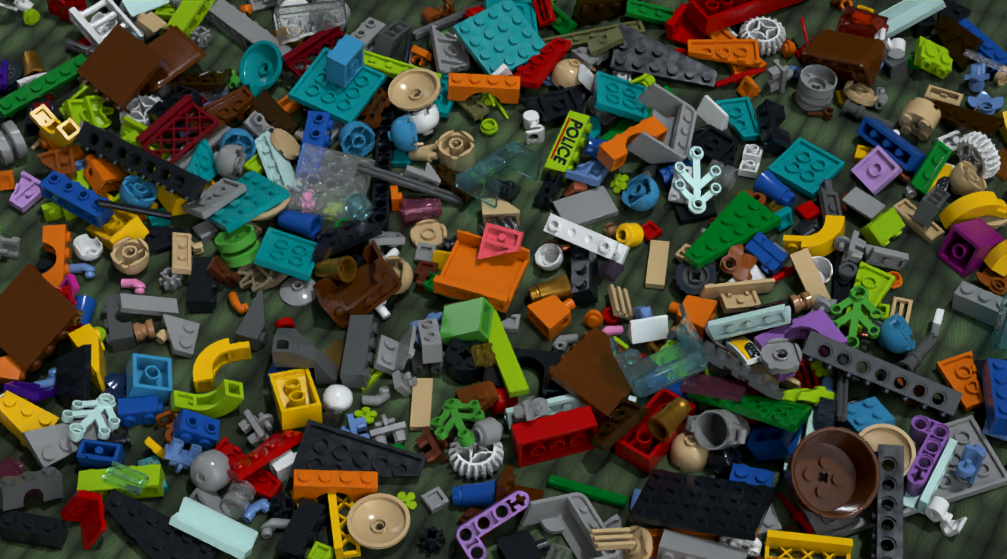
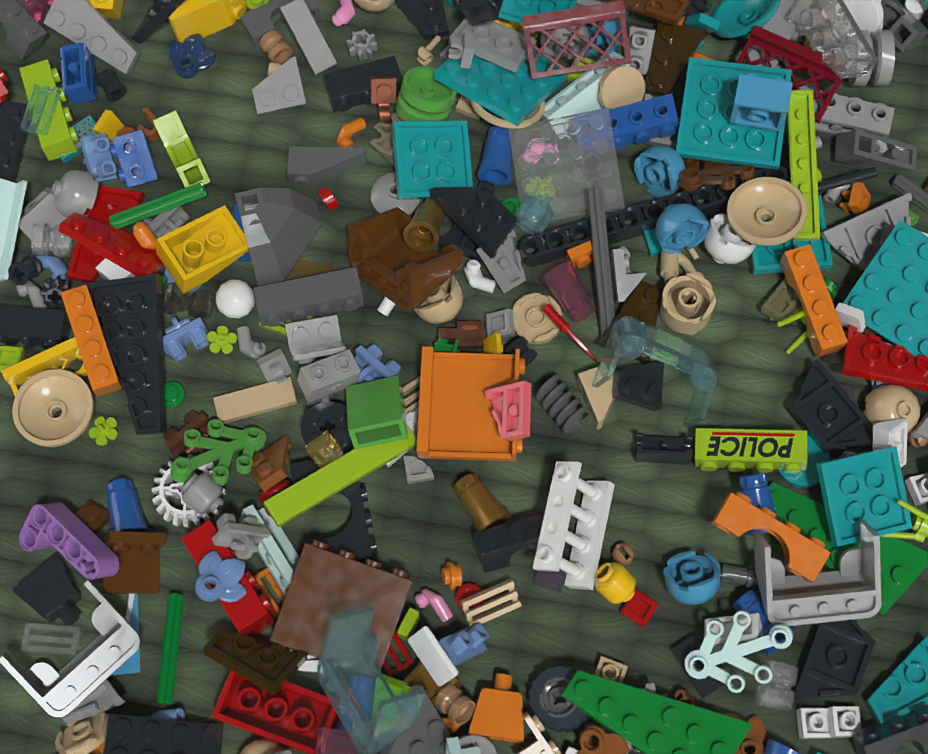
camera: 75 degrees right, 20 degrees up
(105, 402) = (121, 40): light aqua plant -> none
(139, 410) = (158, 90): blue brick -> none
(149, 376) = (194, 78): dark azure brick -> none
(181, 253) = (398, 40): tan tile -> none
(213, 358) = (245, 134): yellow arch -> none
(220, 204) = (465, 49): none -> light grey tile
(228, 145) = (575, 17): none -> dark red fence
(245, 420) = (158, 205): none -> green axle
(259, 517) = (22, 271): none -> black bush
(268, 432) = (144, 236): none -> orange arm
(396, 430) = (200, 372): light grey hips -> none
(432, 539) = (52, 486): black gear -> none
(435, 500) = (115, 464): light grey tile -> none
(444, 217) = (564, 327): none -> red piece
(489, 126) = (757, 333): lime plate -> none
(532, 125) = (786, 389): white leg -> none
(549, 257) = (535, 483): white hair -> none
(550, 315) = (440, 518): orange torso -> none
(557, 423) = (223, 575): none -> medium blue plate
(563, 341) = (405, 546): light grey arm -> none
(575, 187) = (681, 484): copper arm -> none
(586, 207) = (653, 508): light grey tile -> none
(590, 173) = (707, 490): medium blue wing -> none
(612, 535) = (84, 723): tan tile -> none
(619, 183) = (714, 541): lime plant -> none
(657, 264) = (581, 636): tan tile -> none
(668, 419) = (273, 726): pearl gold plant -> none
(712, 113) = (899, 641): white slope -> none

